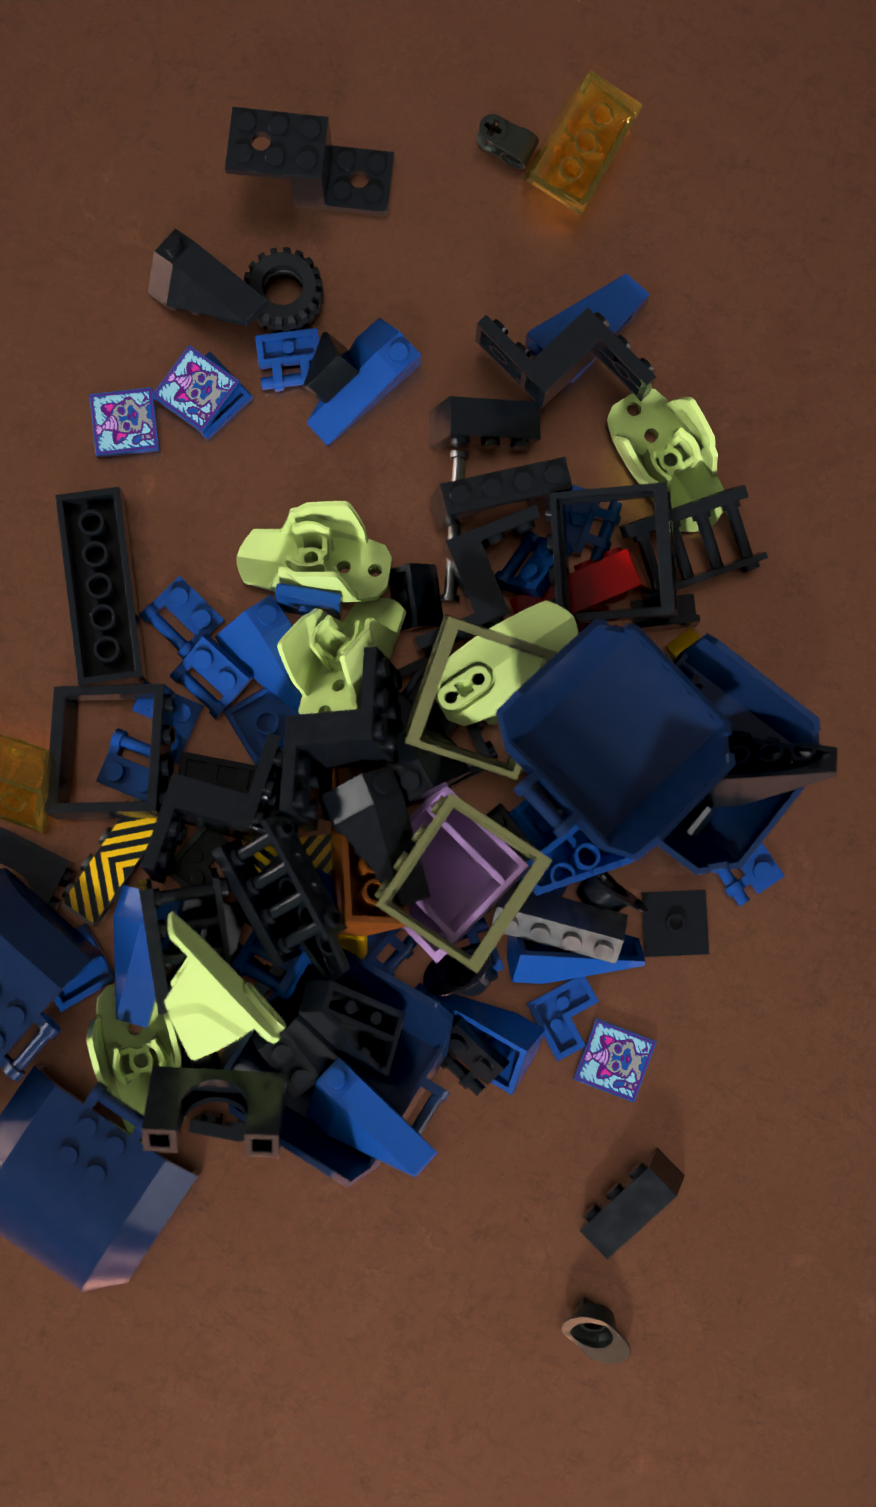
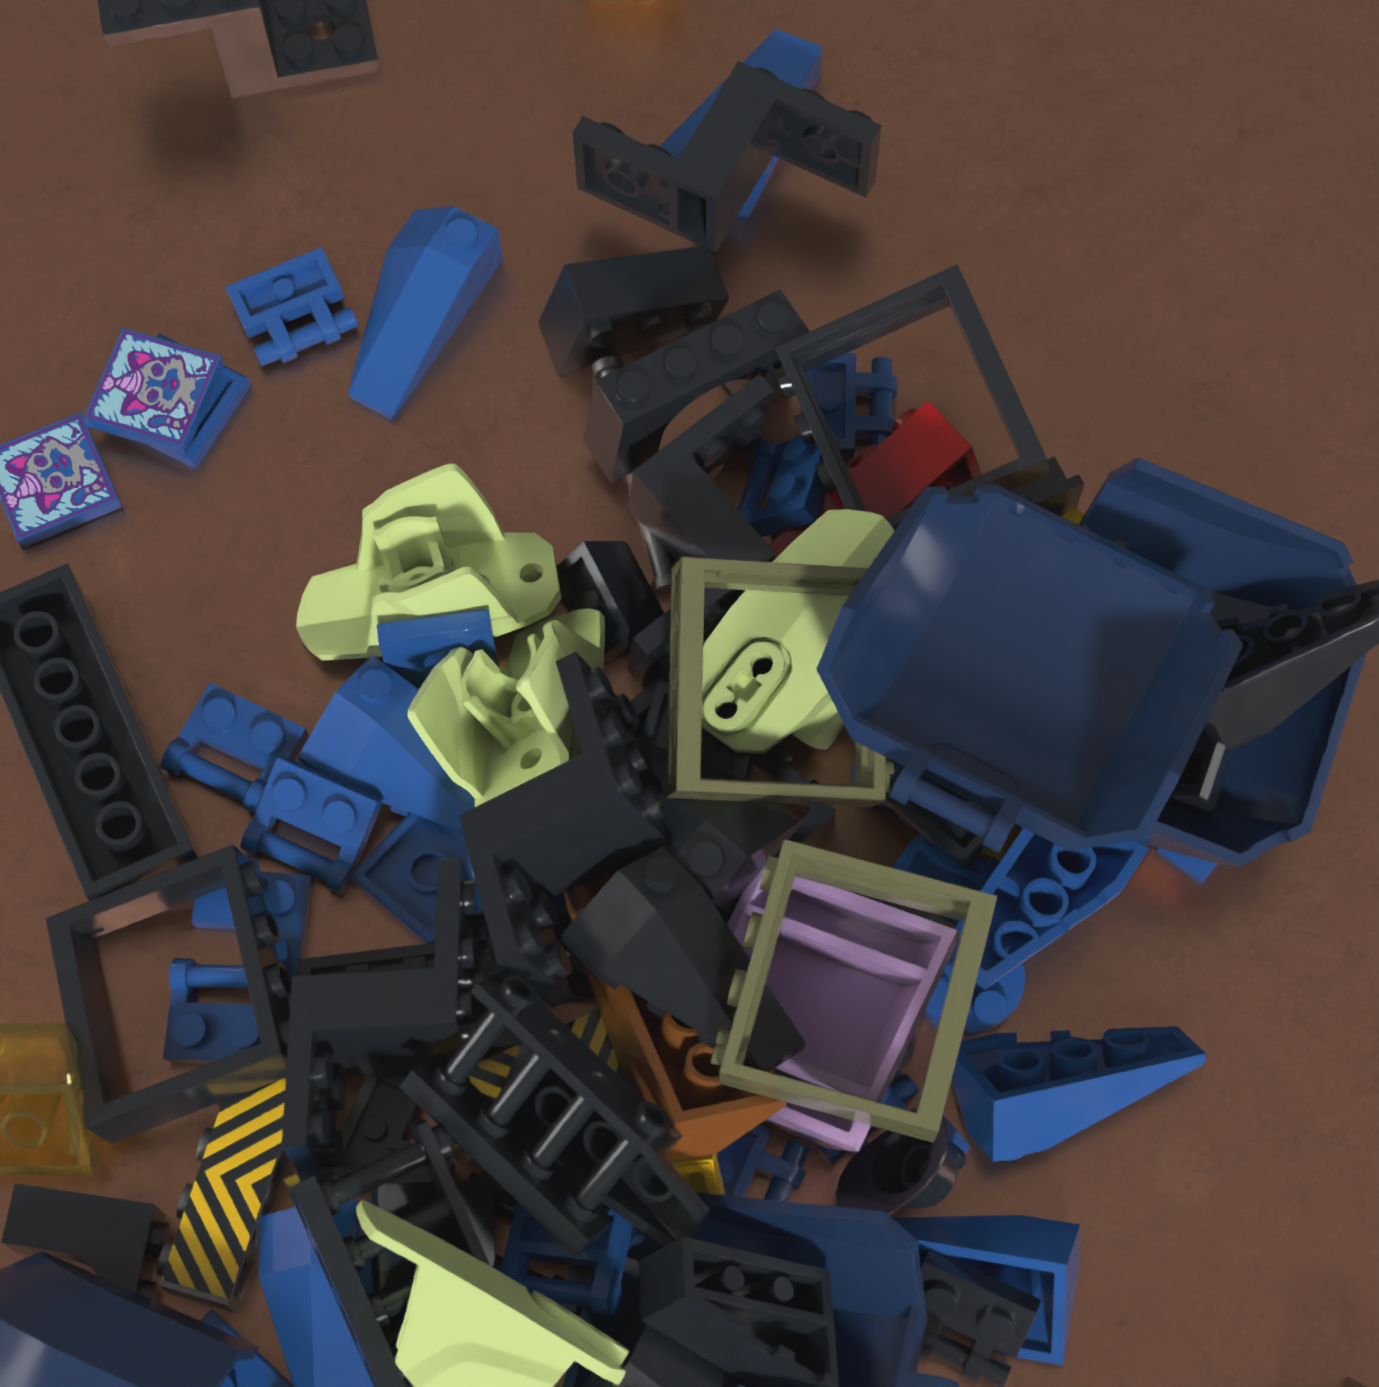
camera: 15 degrees left, 15 degrees down
(196, 281) = (107, 225): black wedge -> none
(294, 267) = (242, 175): black tyre -> none
(330, 369) = (360, 299): black slope -> none
(554, 1014) = (1084, 1194): blue plate -> none
(567, 925) = (1051, 1032): flat silver brick -> none
(606, 893) = (1091, 969): black piece -> none
(614, 1060) = (1216, 1245): tile -> none
(675, 923) = (1227, 980): black plate -> none
(681, 451) = (937, 223): yellowish green piece -> none
(700, 512) = (1019, 326): black fence -> none
(758, 871) = (1329, 852): blue plate -> none

